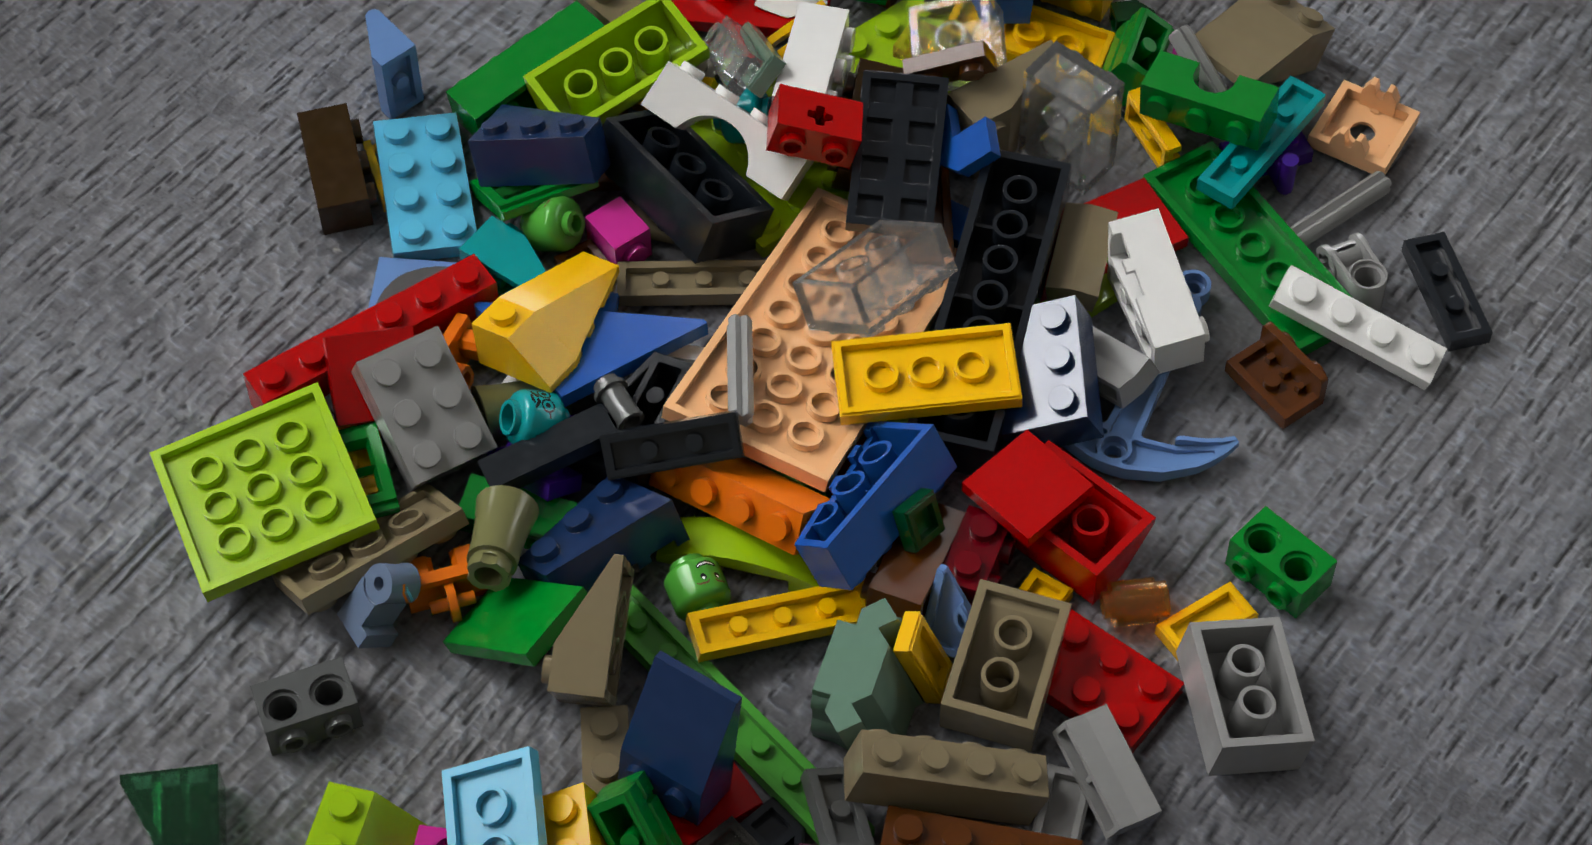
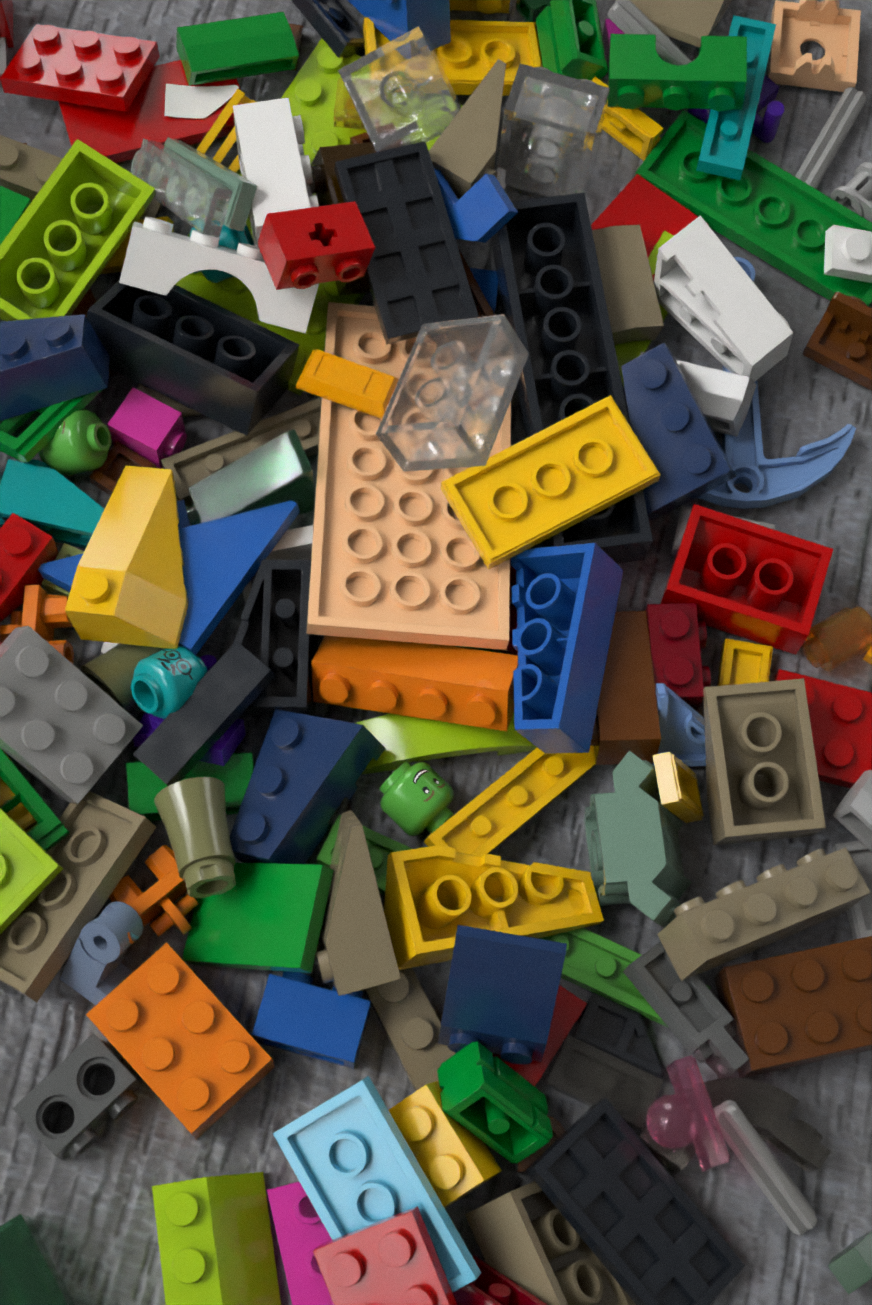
camera: 30 degrees left, 15 degrees up
(410, 696) = (181, 1040): none -> orange brick
(516, 715) = (311, 1019): none -> blue brick
(614, 396) = (254, 634): dark grey pin -> none
(672, 445) = (336, 664): black tile -> none
(691, 293) = (257, 480): none -> clear green slope
(740, 367) = (365, 551): light grey axle -> none
(769, 700) = (440, 888): none -> yellow wedge
(792, 244) = (347, 383): none -> light orange tile
(918, 520) = (617, 647): dark green tile -> none
(957, 63) = (432, 117): reddish brown plate -> none
(1027, 488) = (702, 568): red tile -> none

